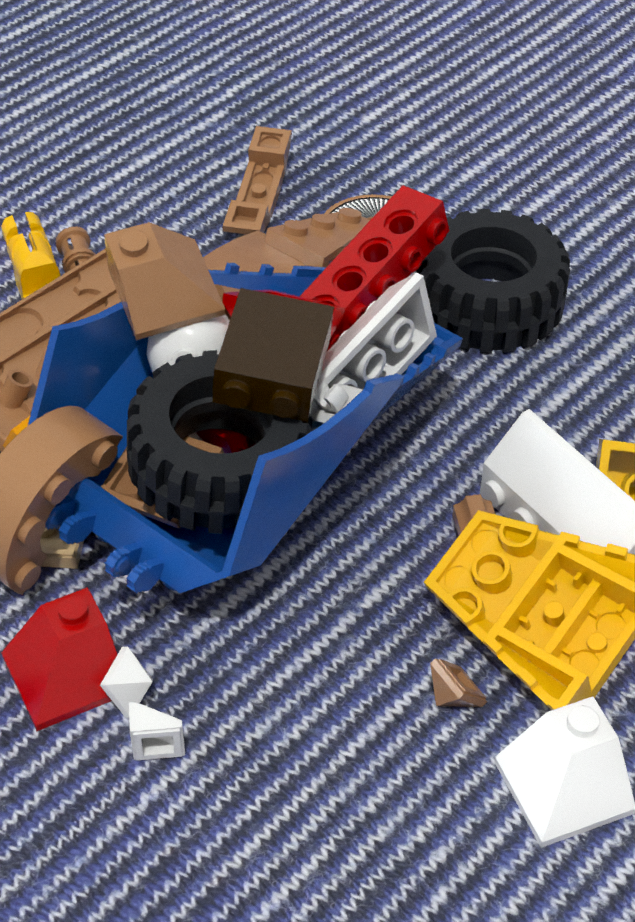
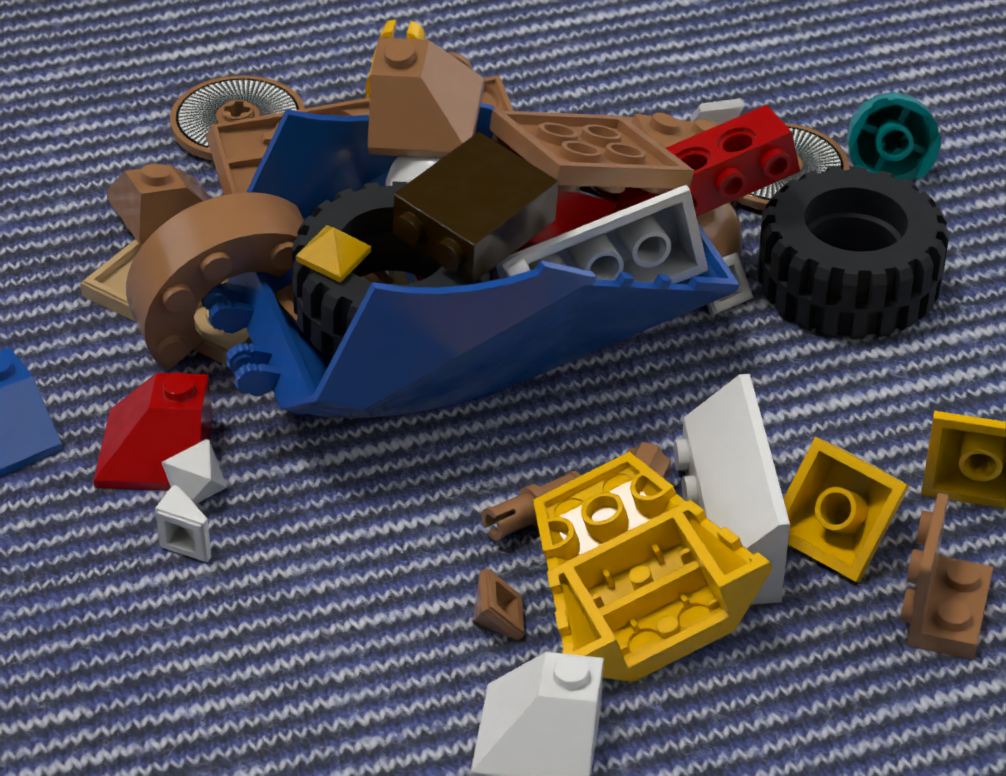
camera: 30 degrees right, 5 degrees down
(181, 441) = (333, 253): none -> yellow slope
(261, 182) = (698, 78): medium nougat slope -> none
(302, 208) = (719, 111): none -> white slope
(307, 270) = (591, 151): none -> medium nougat plate
(412, 587) = (520, 510): none -> medium nougat pin
(450, 176) = (894, 136): none -> teal cylinder

